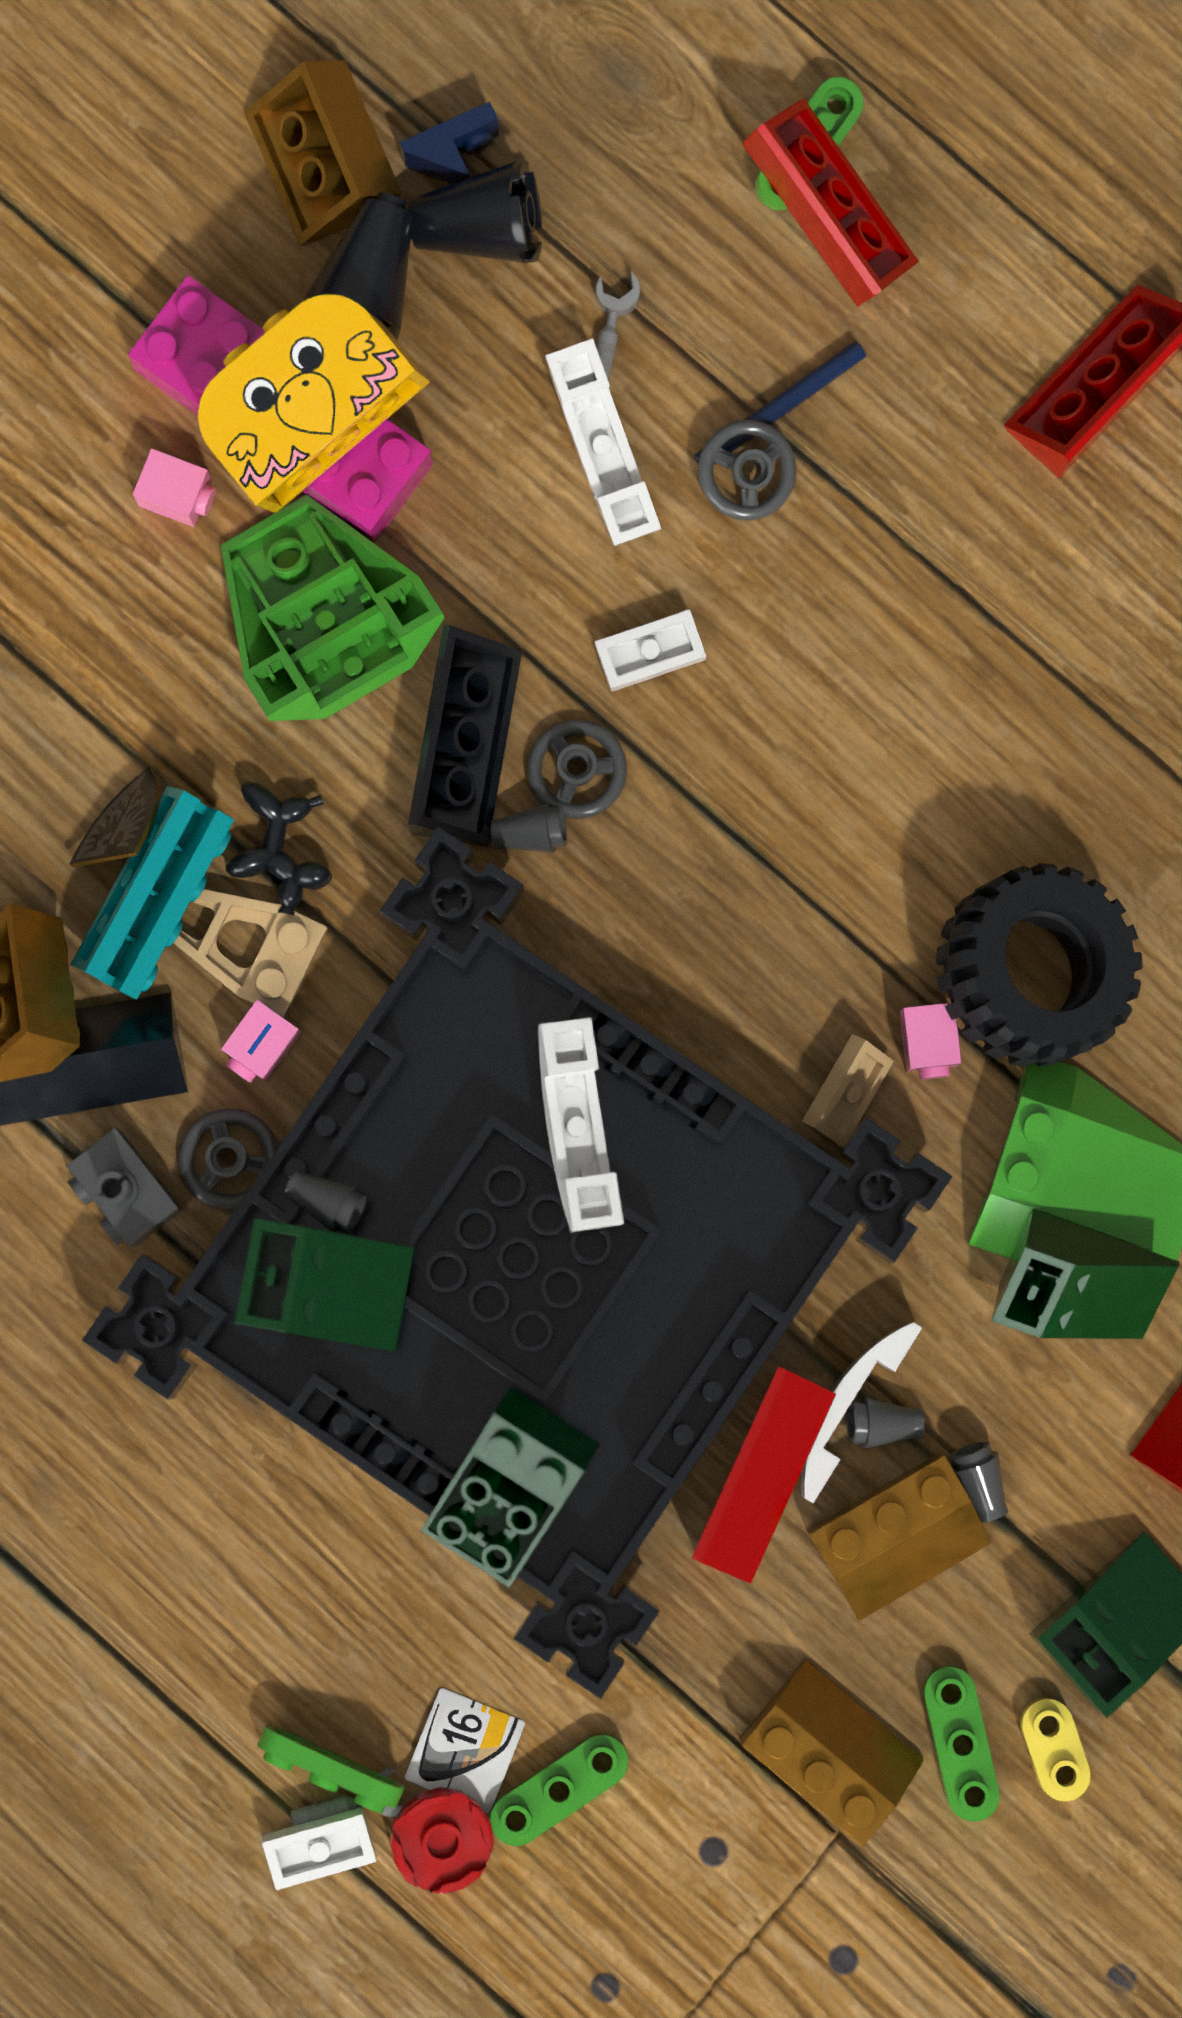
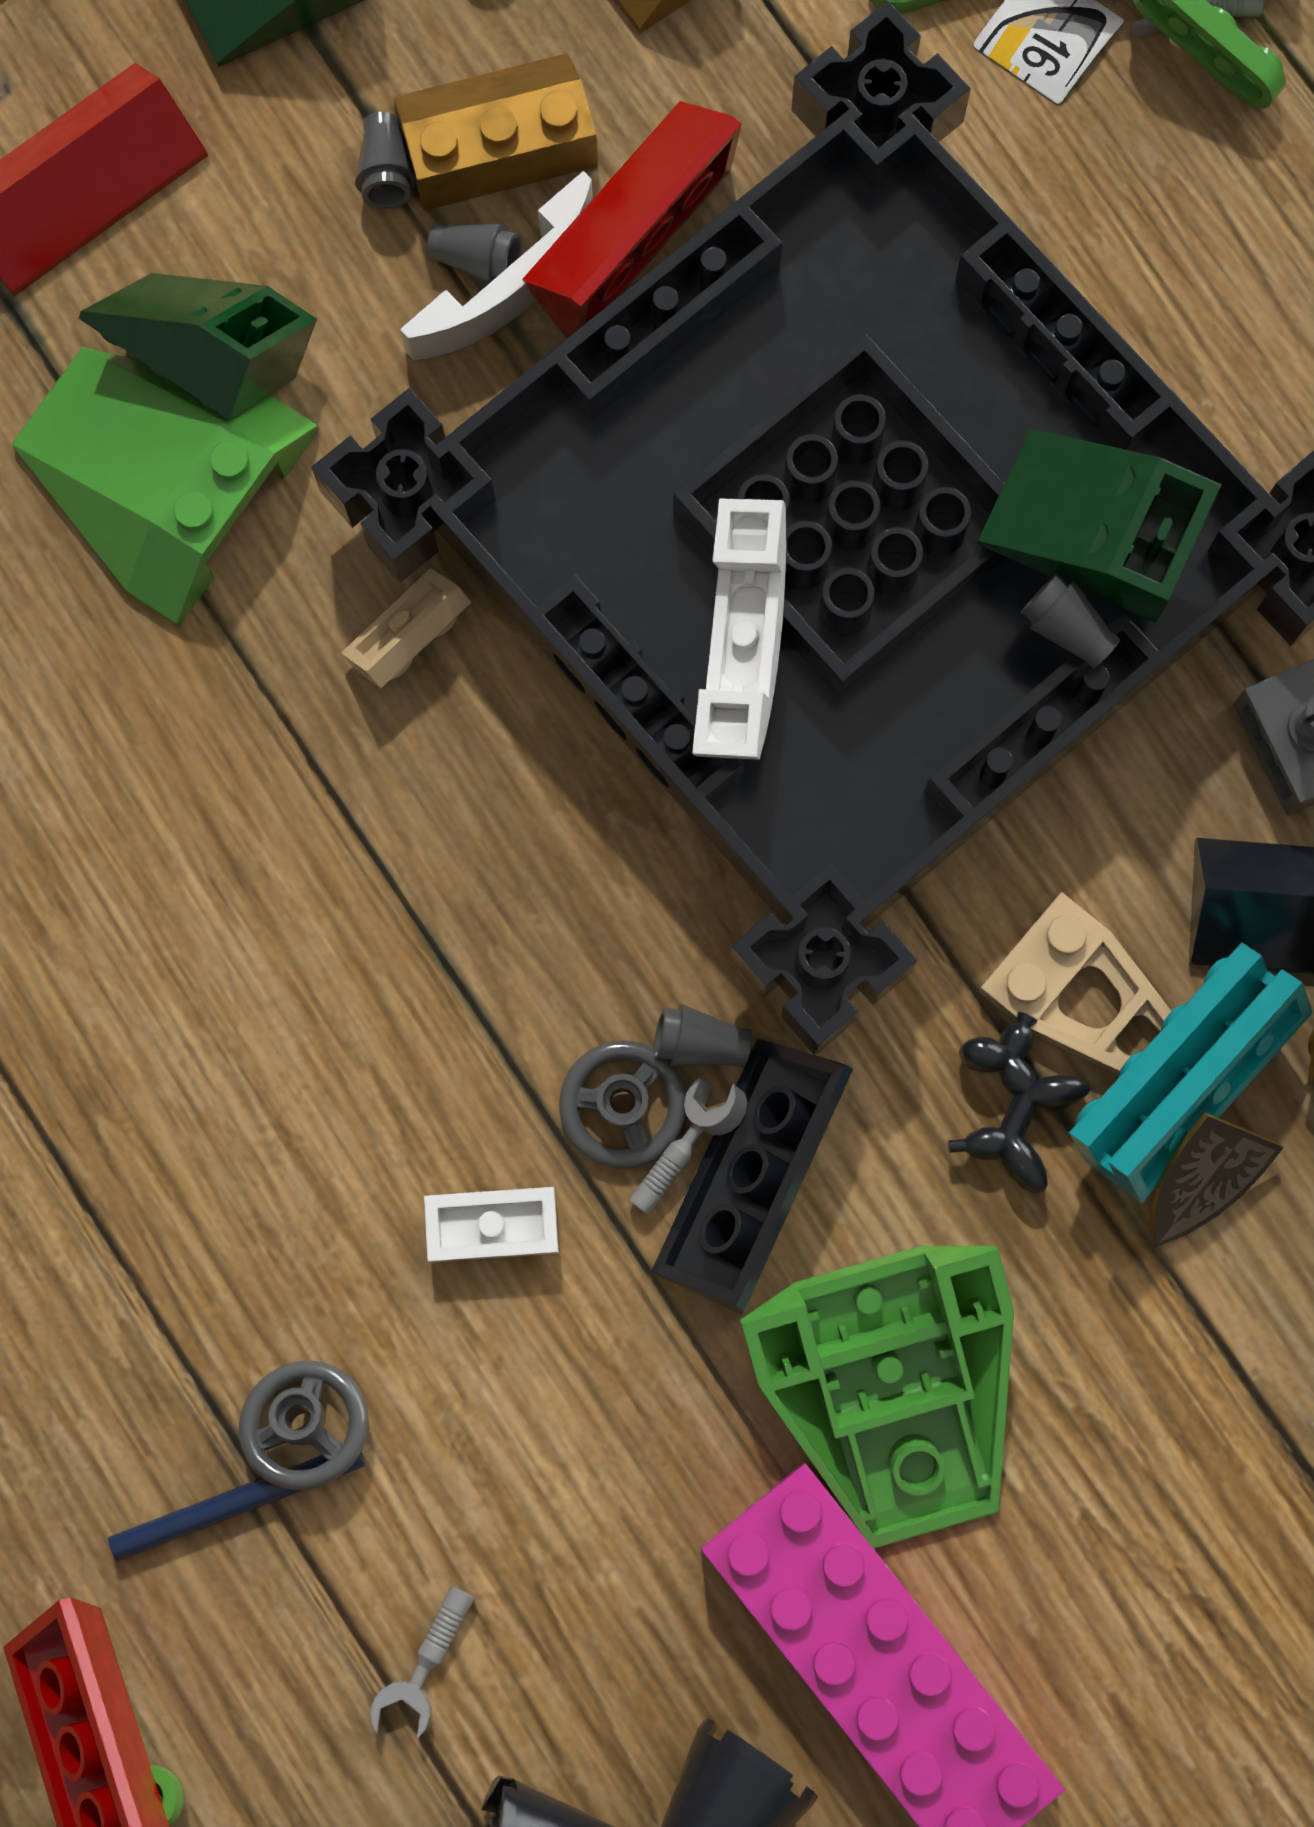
camera: 160 degrees left, 5 degrees down
(174, 488) = (1041, 1597): bright pink brick -> none
(217, 1122) = (1182, 730): dark grey piece -> none
(260, 1043) = (1097, 864): bright pink brick -> none
(304, 396) = (852, 1648): yellow brick -> none
(510, 1487) = (929, 243): dark green slope -> none
(524, 742) = (678, 1153): none -> light grey piece
(601, 442) = (477, 1508): white slope -> none
(929, 1040) = (289, 662): bright pink brick -> none
(1093, 939) = (73, 656): black tyre -> none

